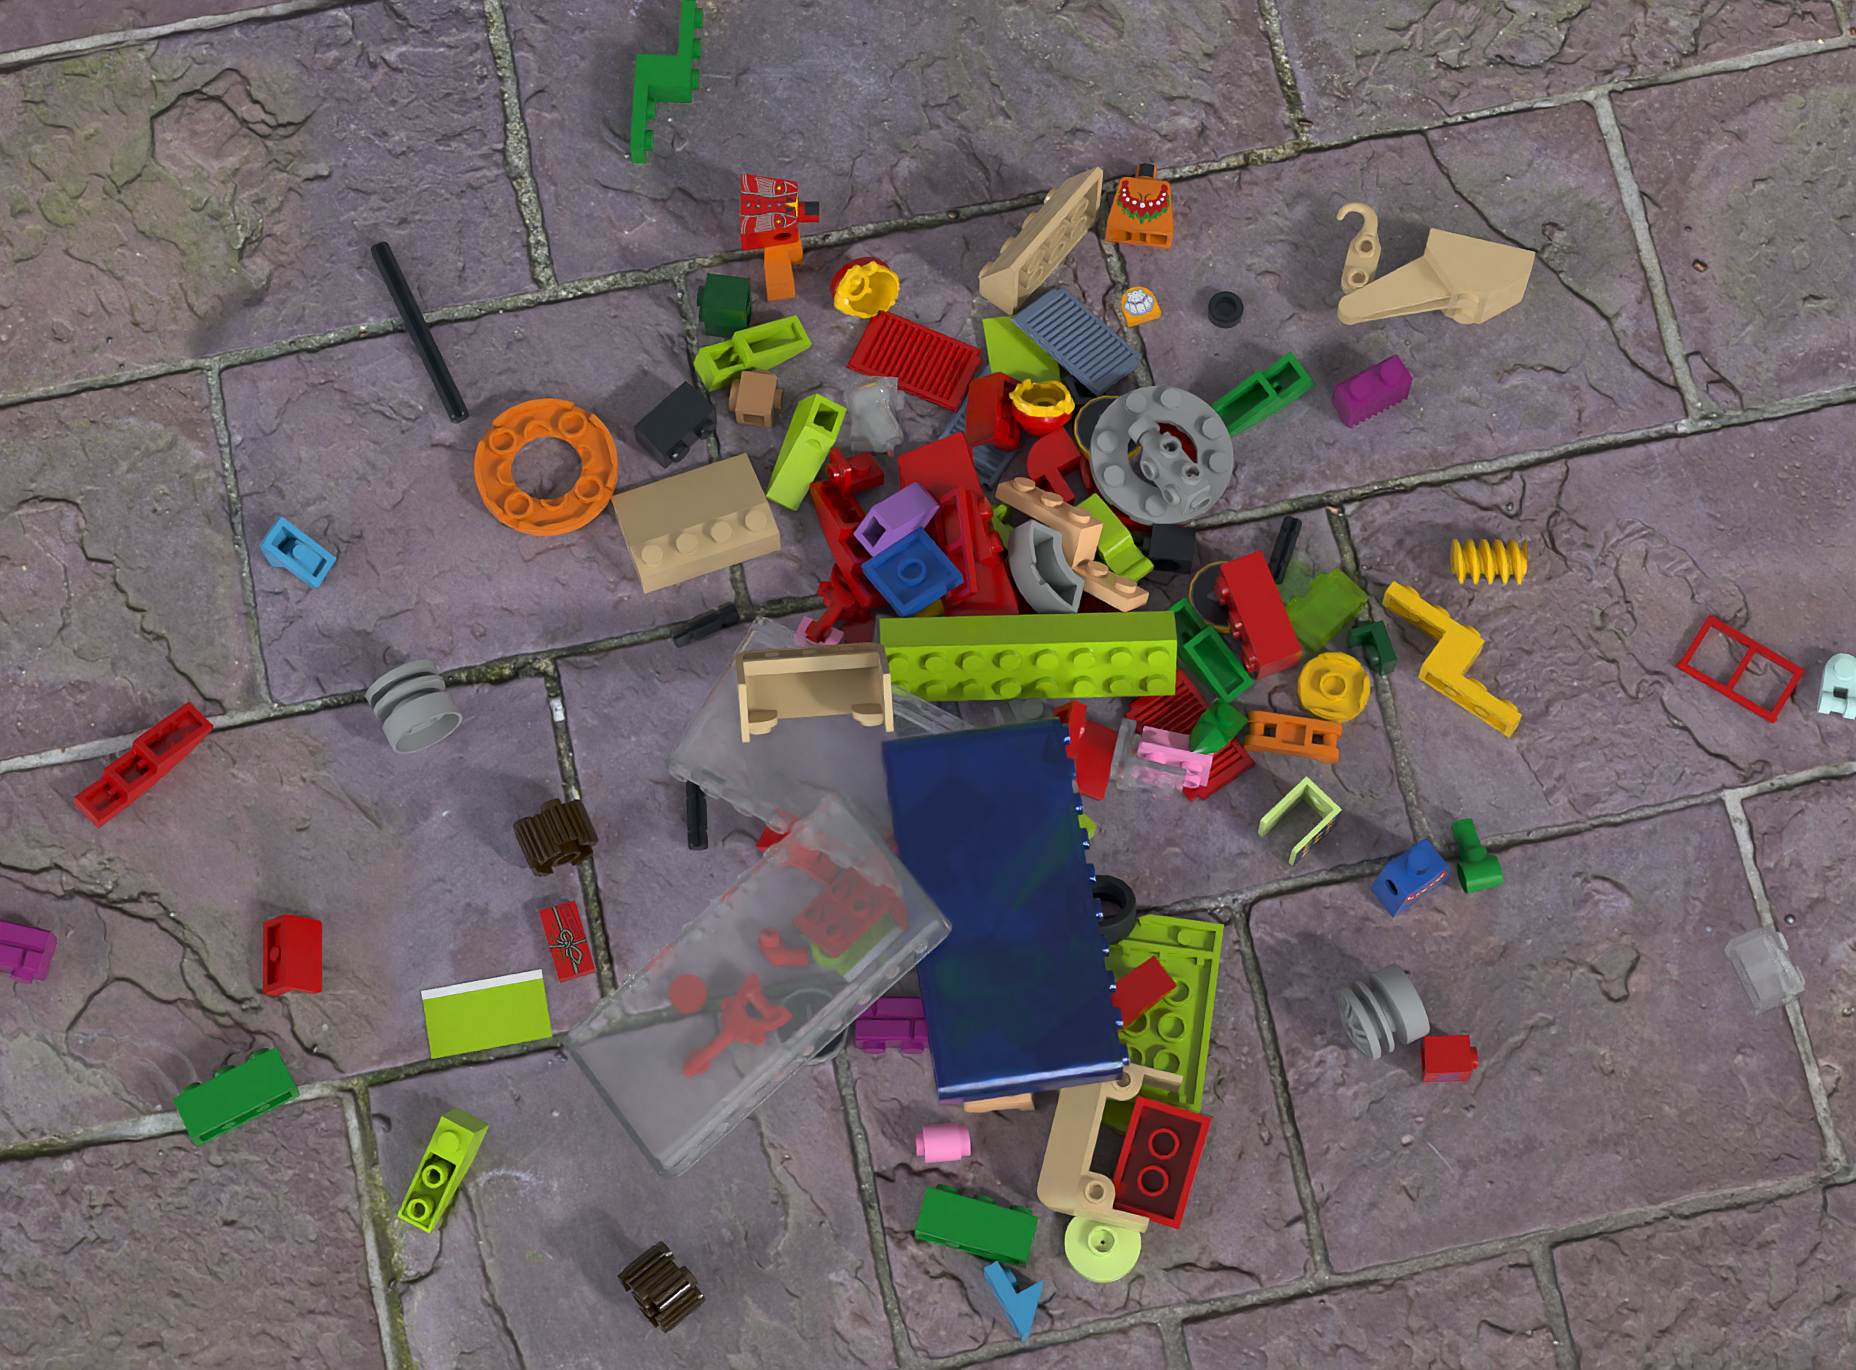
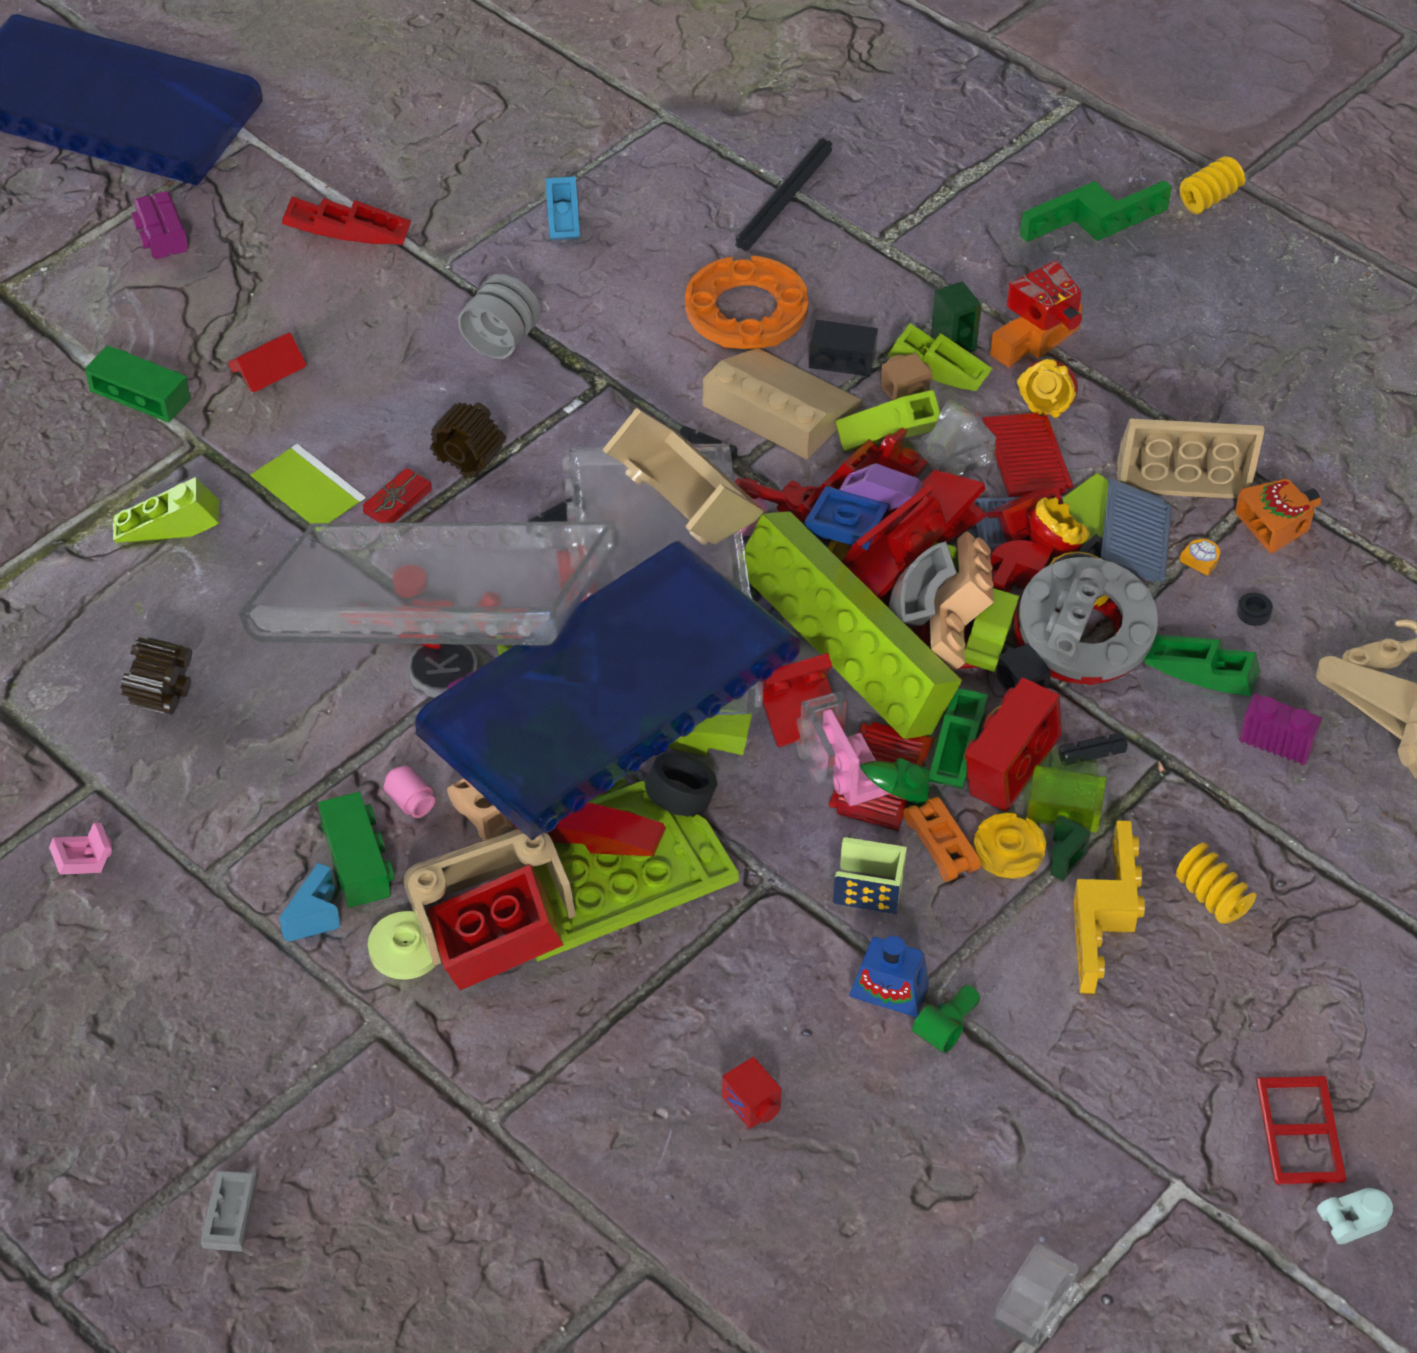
camera: 55 degrees right, 20 degrees down
(1388, 1009) = (748, 1013): light grey wheel -> none

